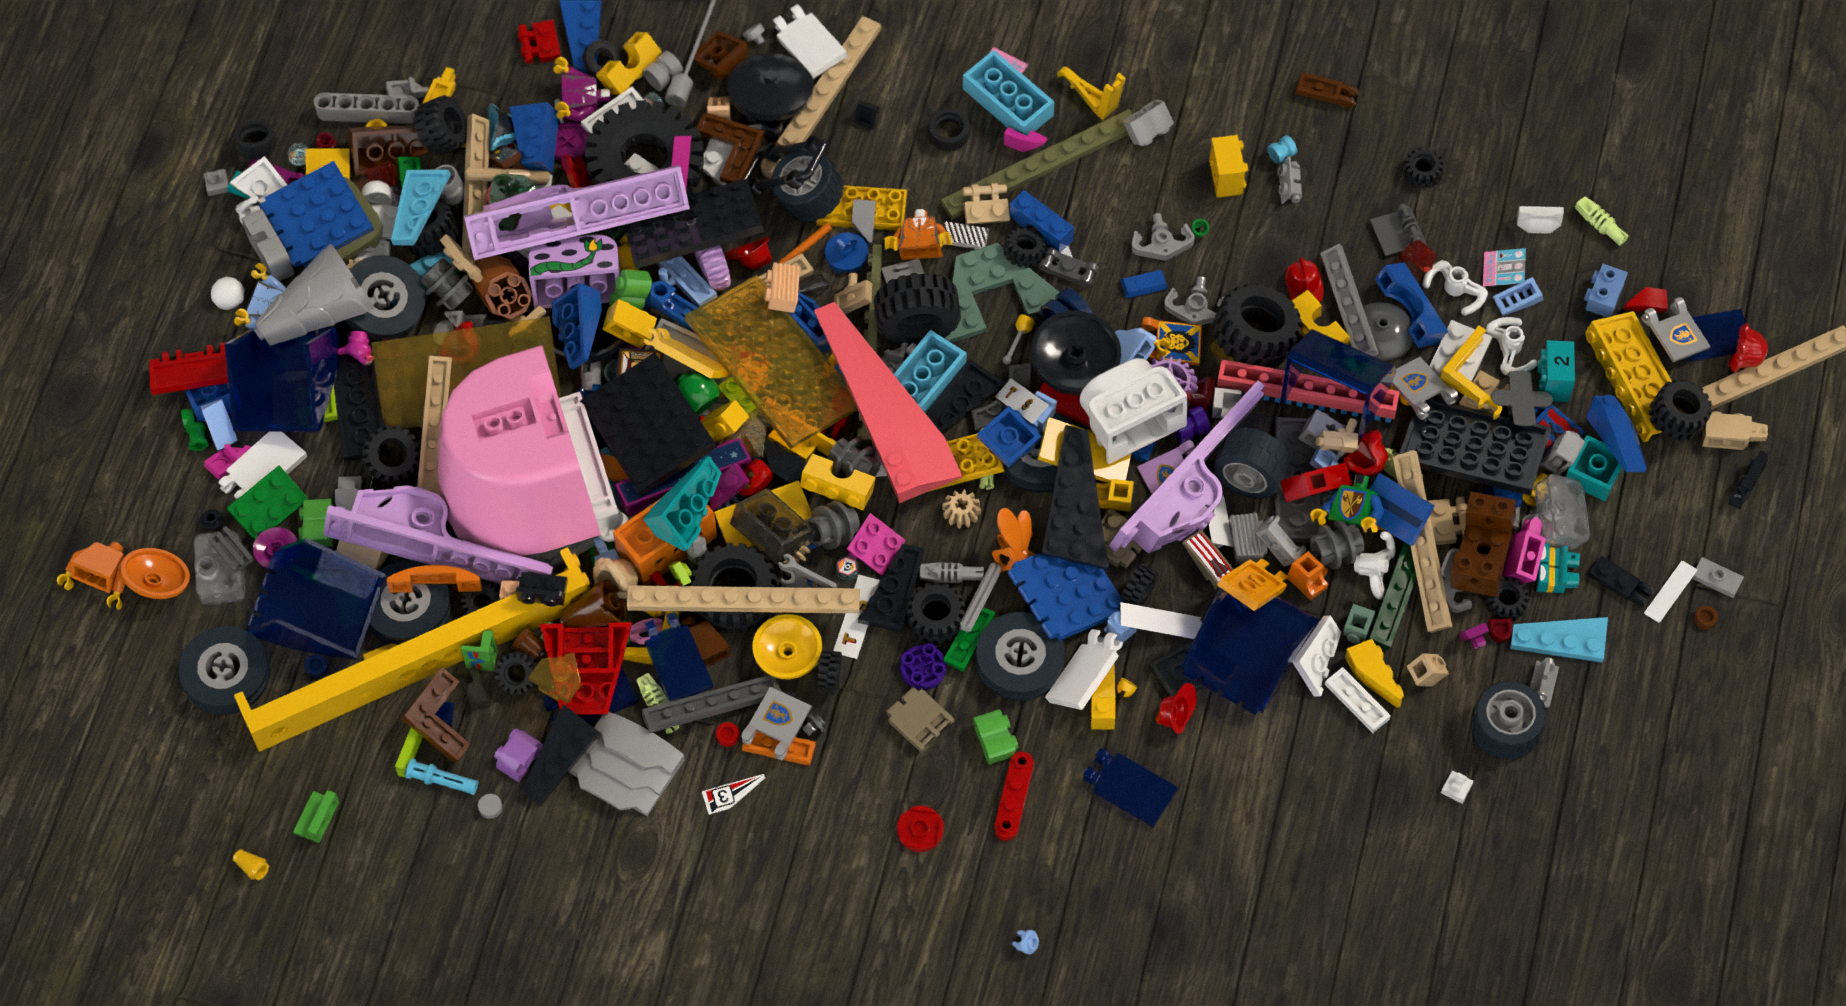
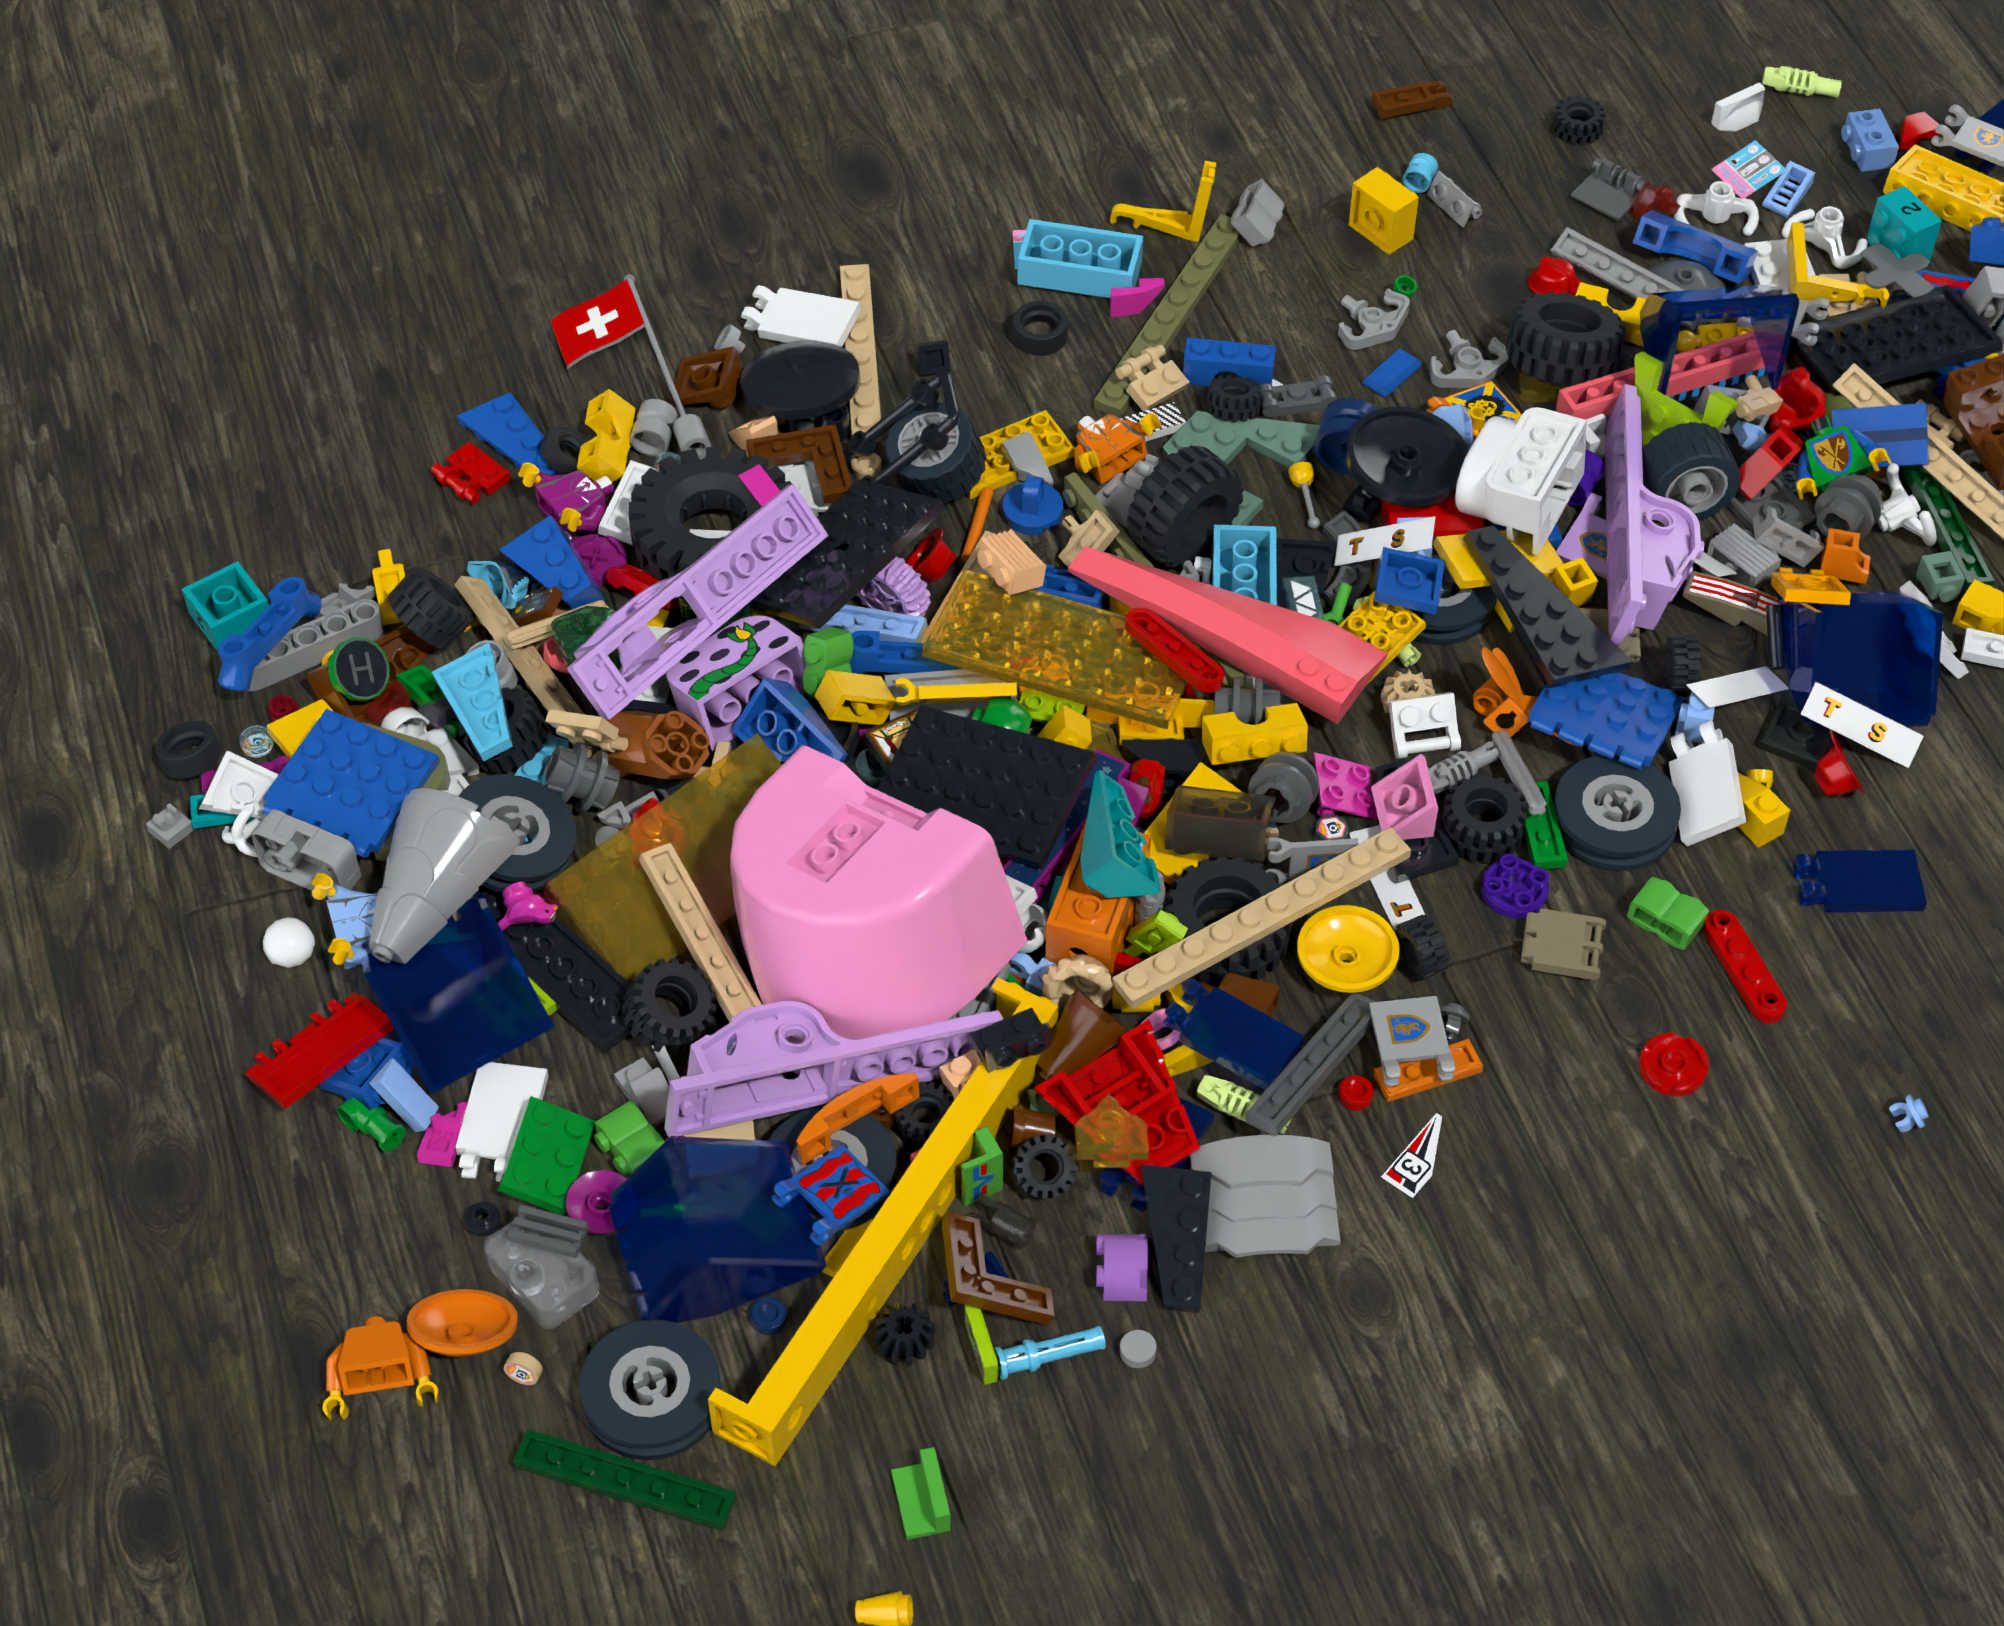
camera: 35 degrees left, 10 degrees down
(170, 618) = (523, 1368): none -> tan tile
(176, 711) = (625, 1479): none -> dark green plate
(316, 97) = (243, 653): none -> blue plate
(337, 57) = (224, 603): none -> teal brick
(374, 143) = (358, 669): none -> black tile
(382, 723) = (904, 1345): none -> black gear
(391, 618) = (836, 1188): none -> blue flag
(832, 400) = (1174, 650): none -> red plate
(894, 577) = (1407, 801): none -> bright pink slope
(929, 266) = (1140, 470): none -> light grey tile
(948, 411) = (1303, 596): none -> clear light blue tile
(954, 526) = (1424, 714): none -> white plate
(966, 429) = (1339, 605): none -> bright green bar
(1210, 691) = (1862, 725): none -> white sticker
(1270, 414) = (1663, 412): none -> lime wing

